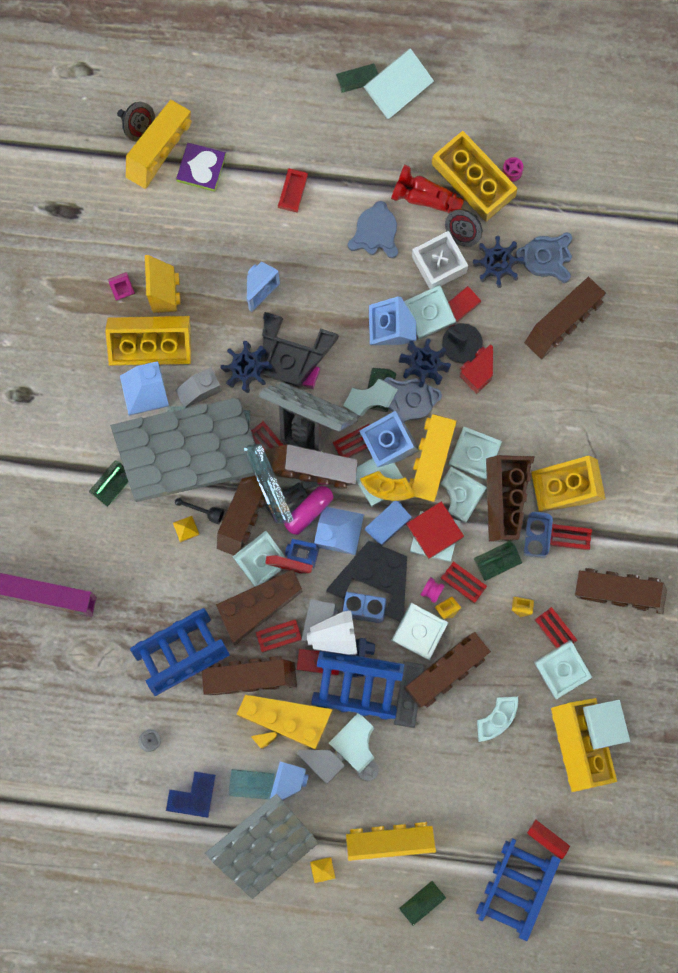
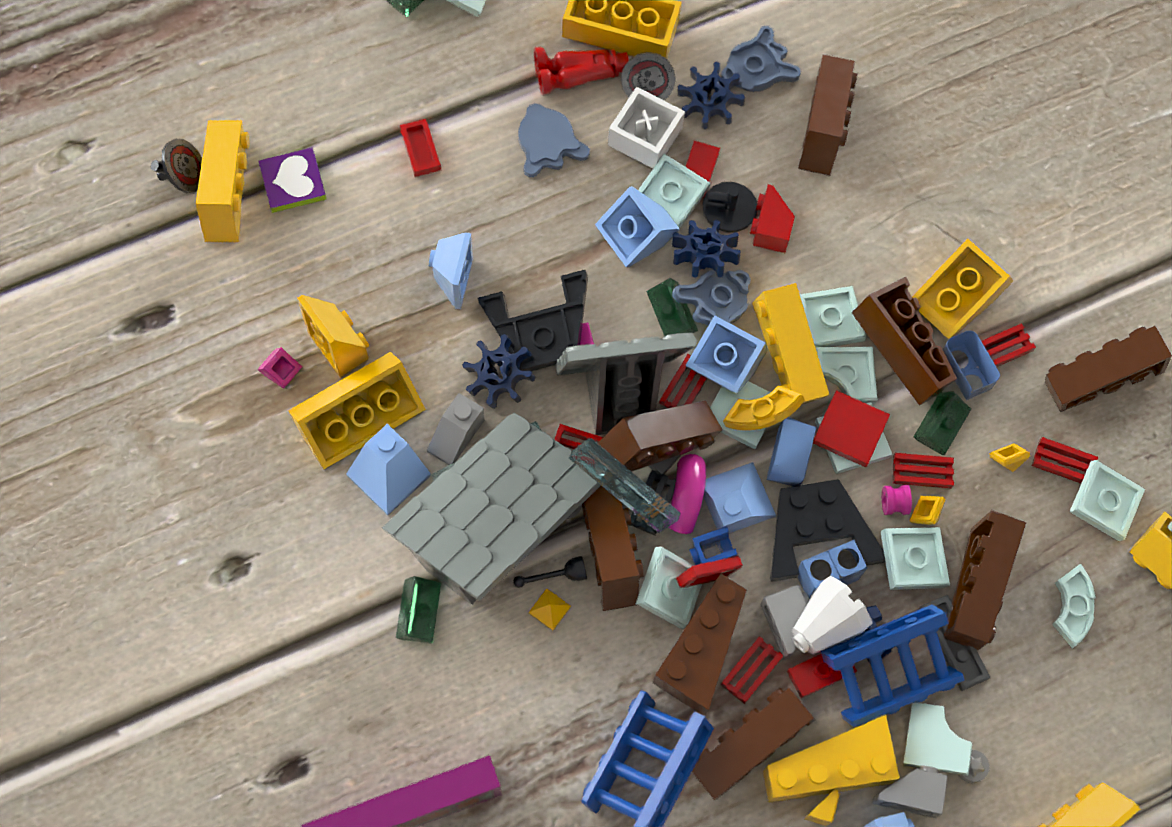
camera: 40 degrees left, 10 degrees down
(361, 400) = (680, 310): light aqua tile -> none

